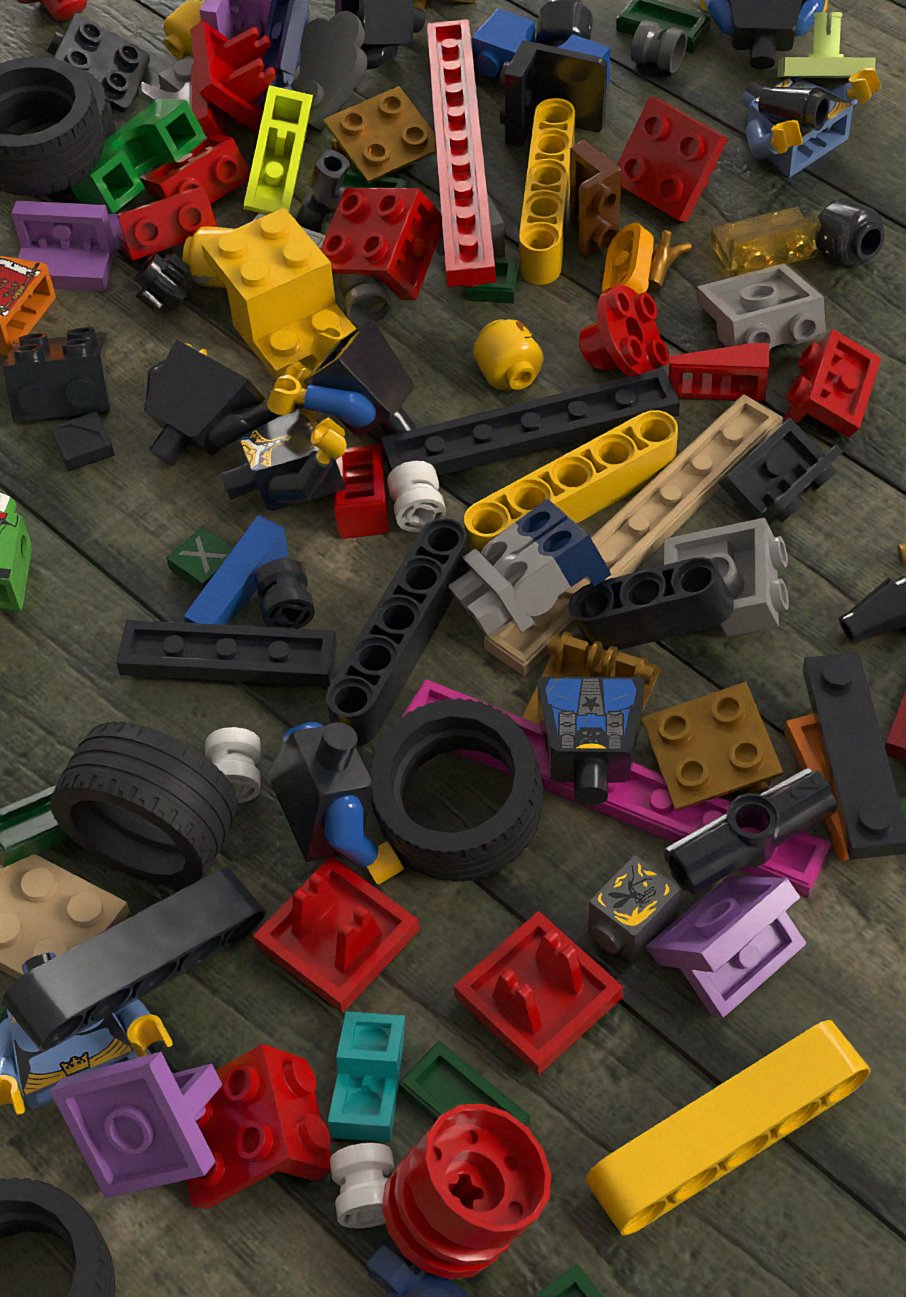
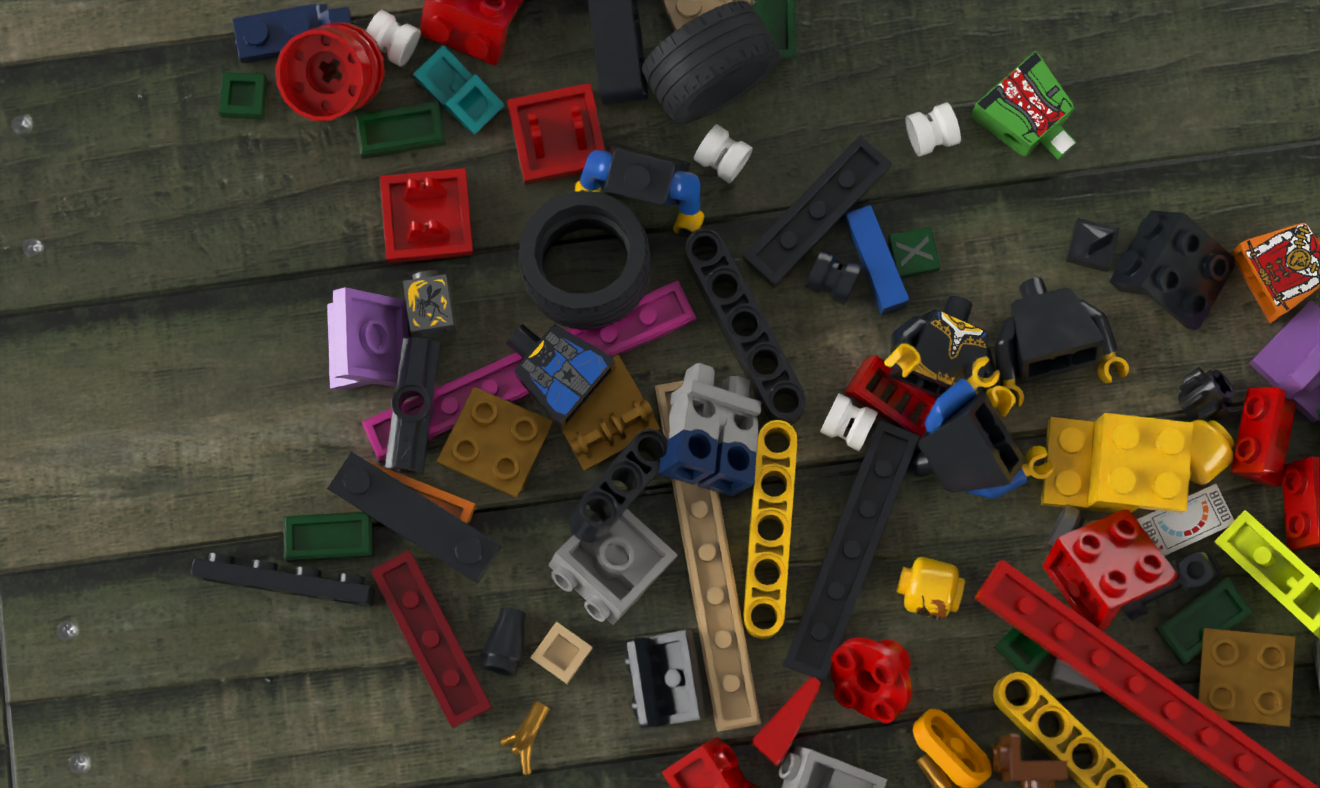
camera: 125 degrees right, 25 degrees up
(57, 611) = (933, 129): none -> white wheel
(726, 1127) = (263, 252): yellow beam -> none
(842, 565) = (561, 653): none -> tan plate

